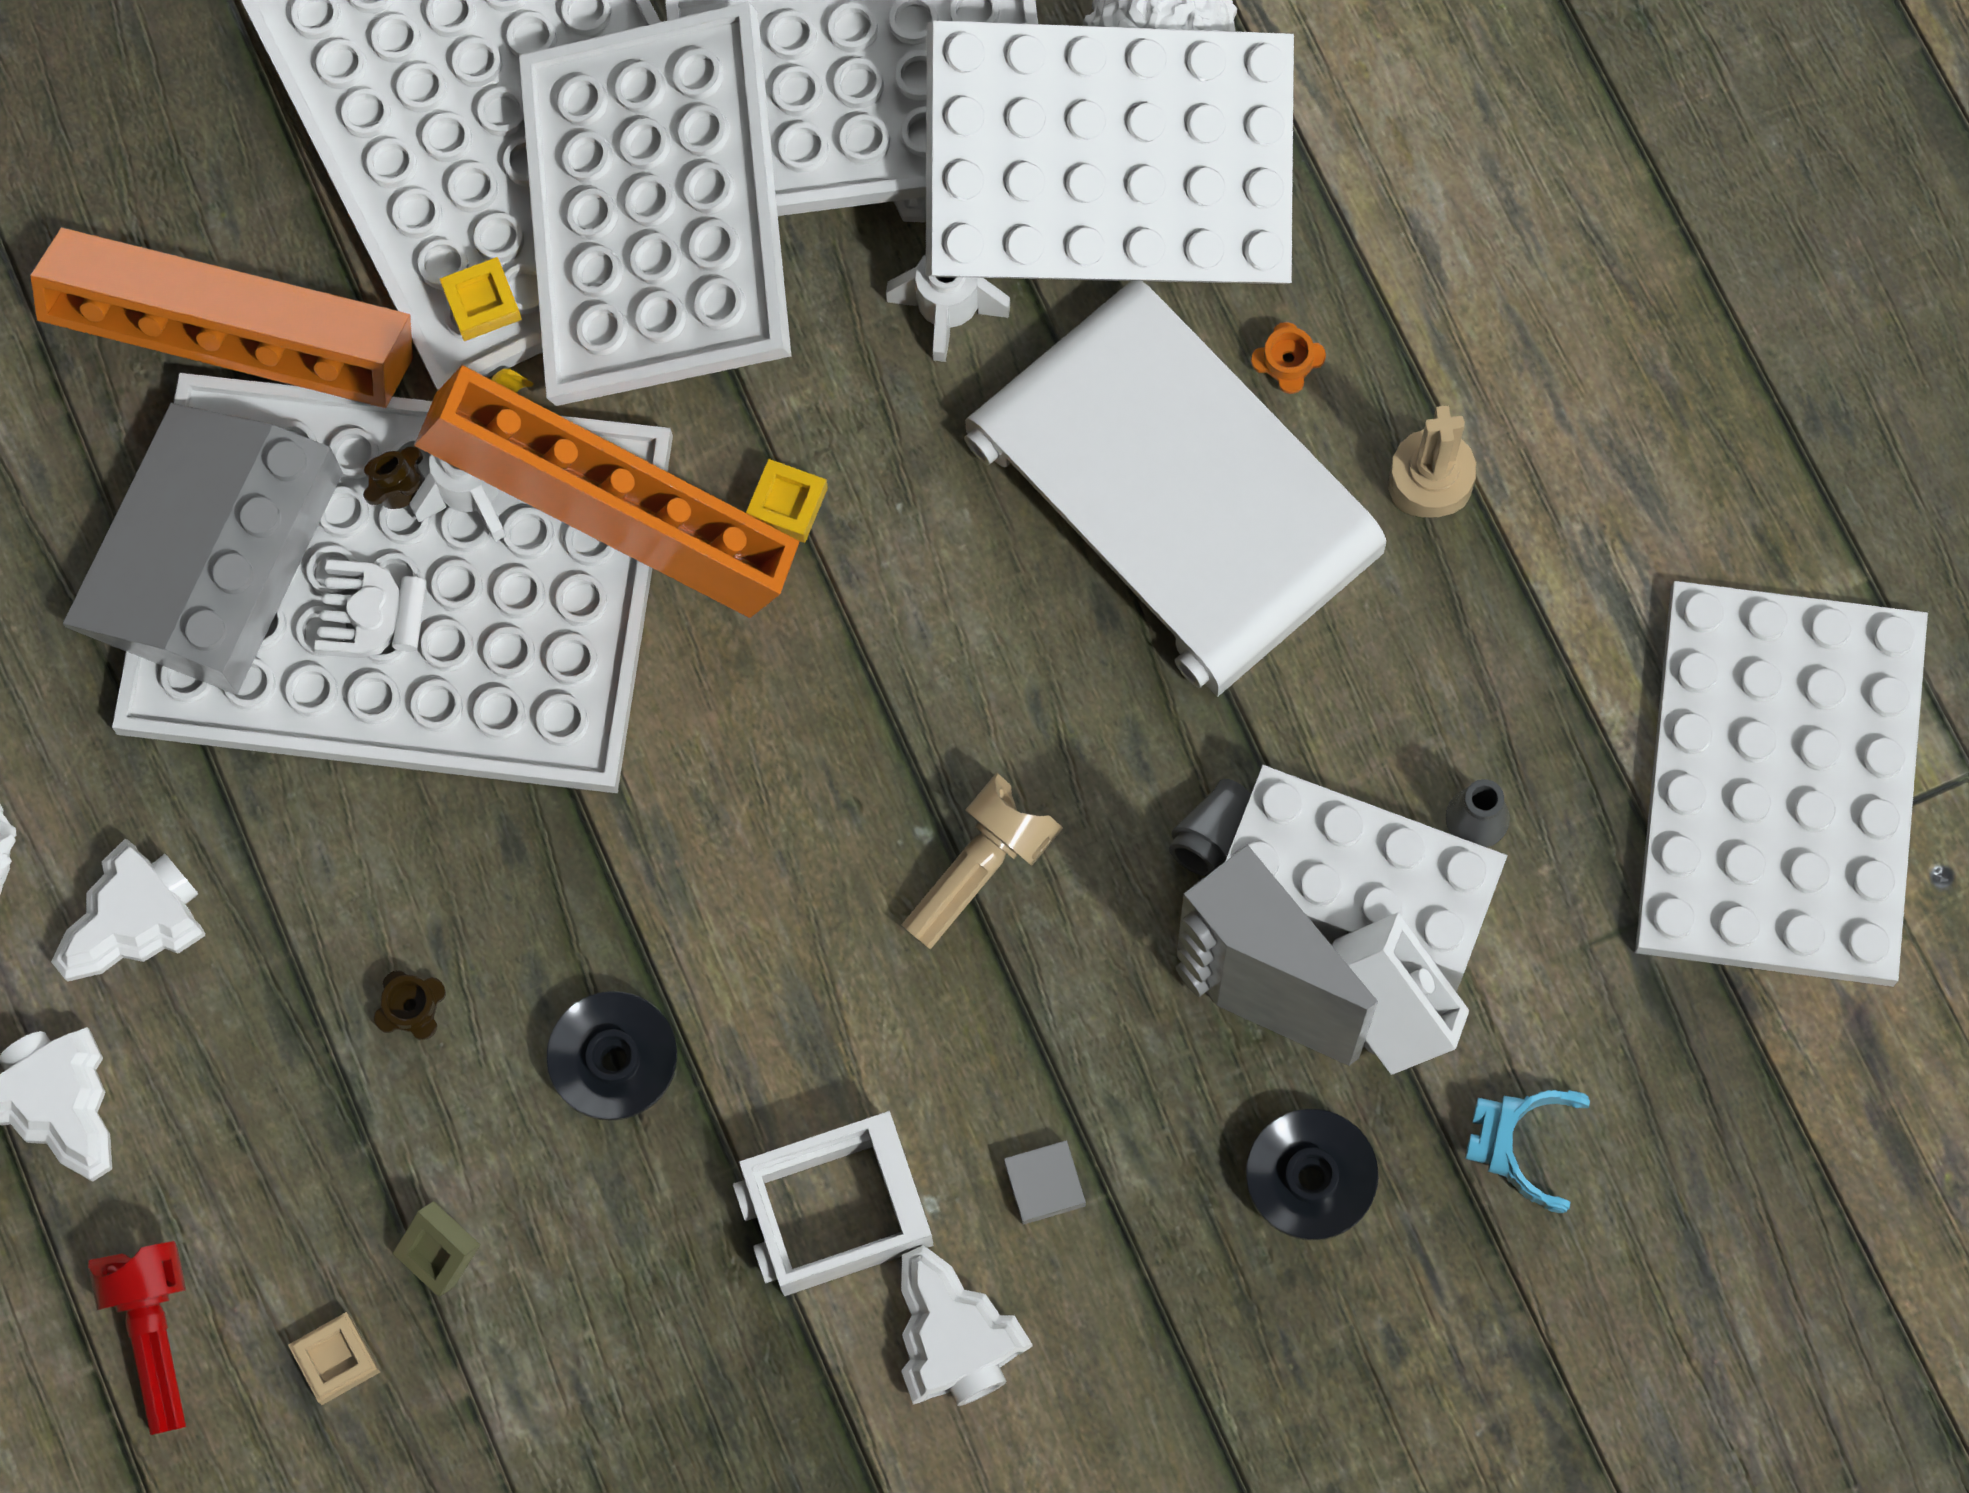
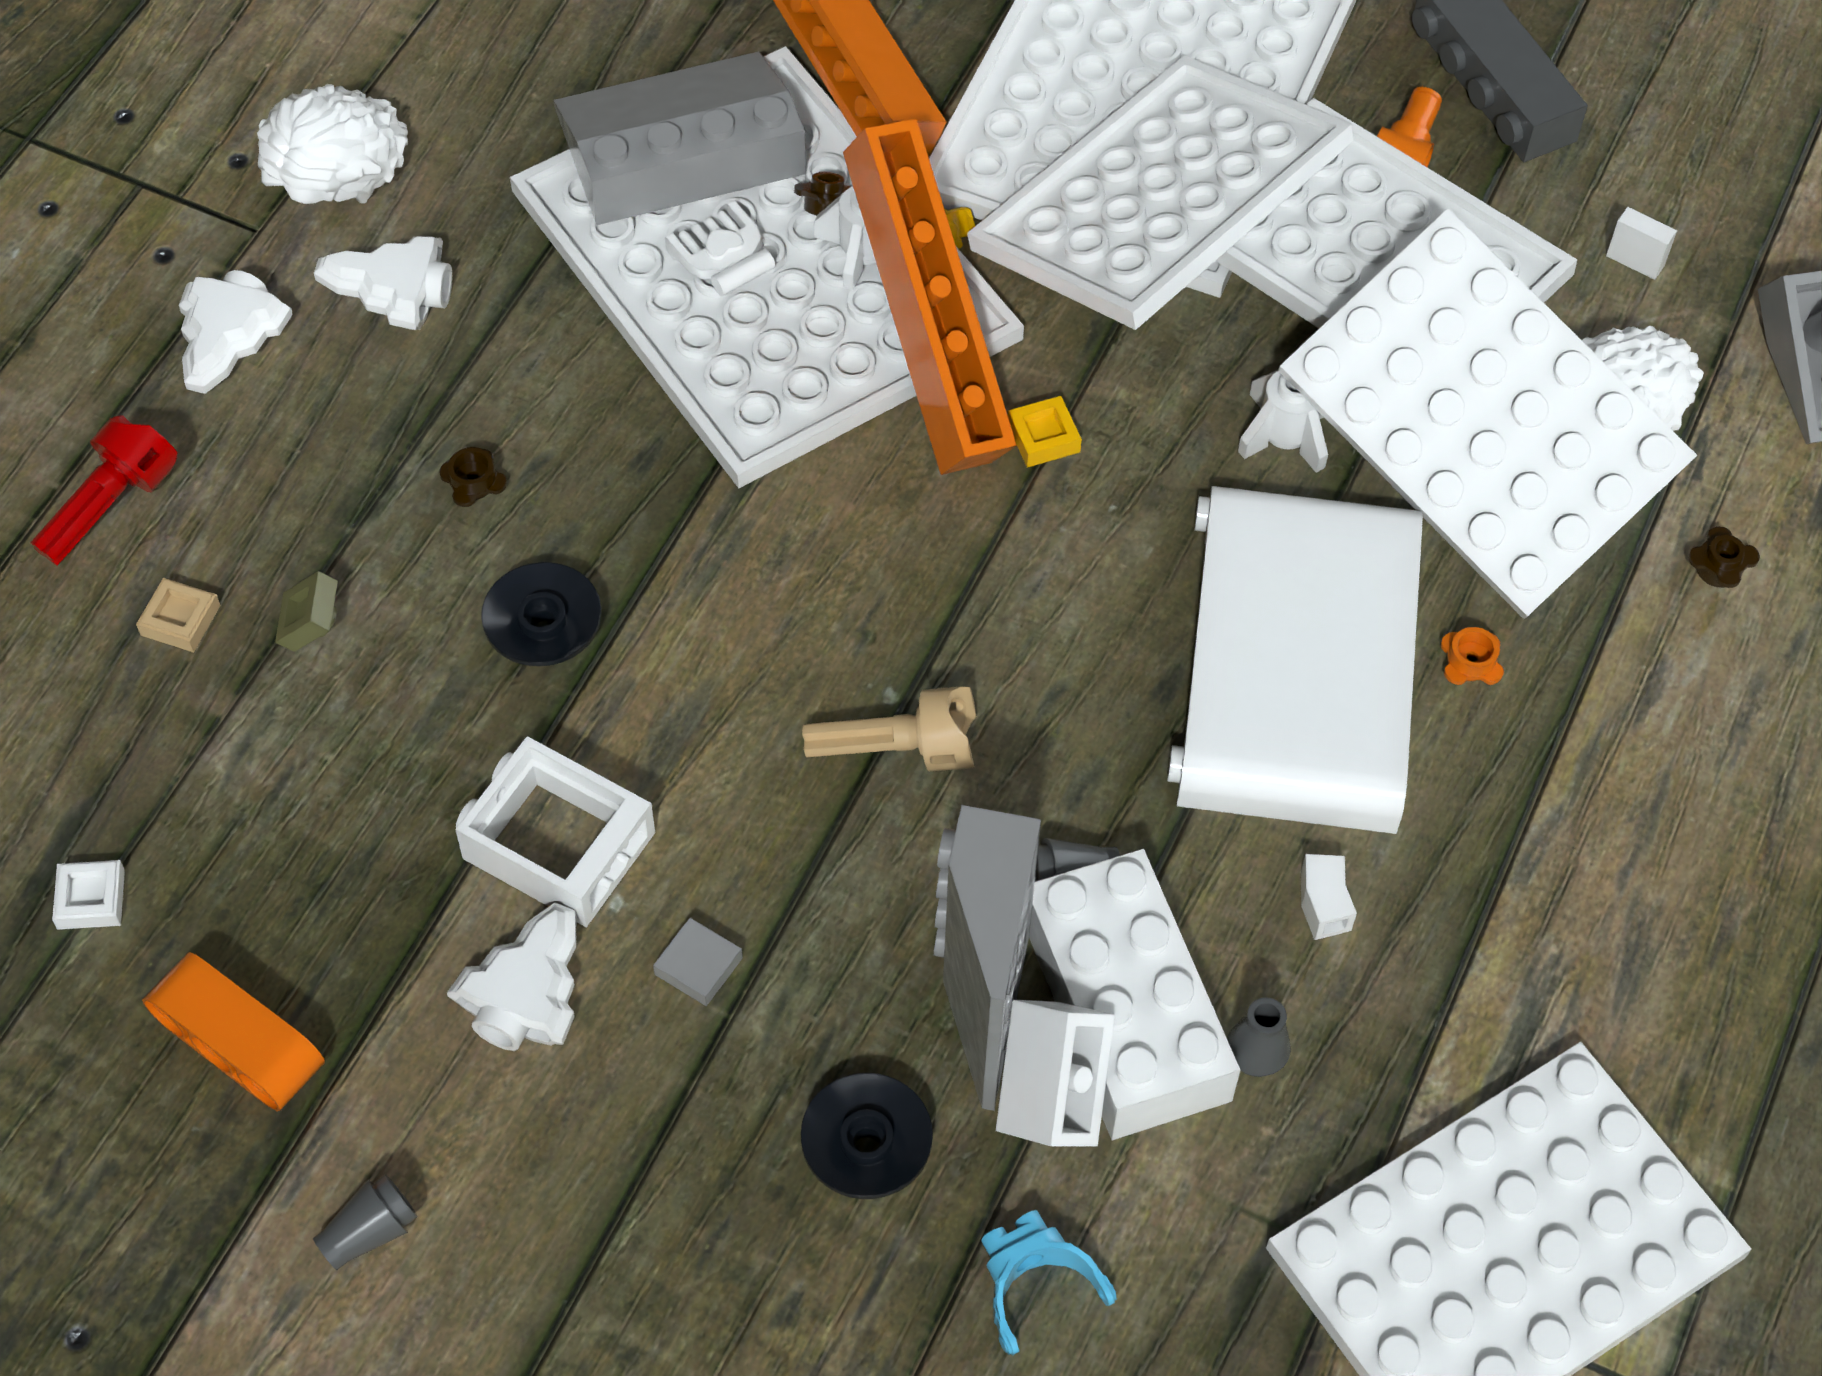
camera: 45 degrees right, 15 degrees down
(480, 299) = (998, 153): yellow plate -> none
(1364, 102) = (1719, 570): none -> dark brown plate
(1397, 656) = (1325, 896): none -> white piece
(1433, 468) = (1487, 803): tan piece -> none

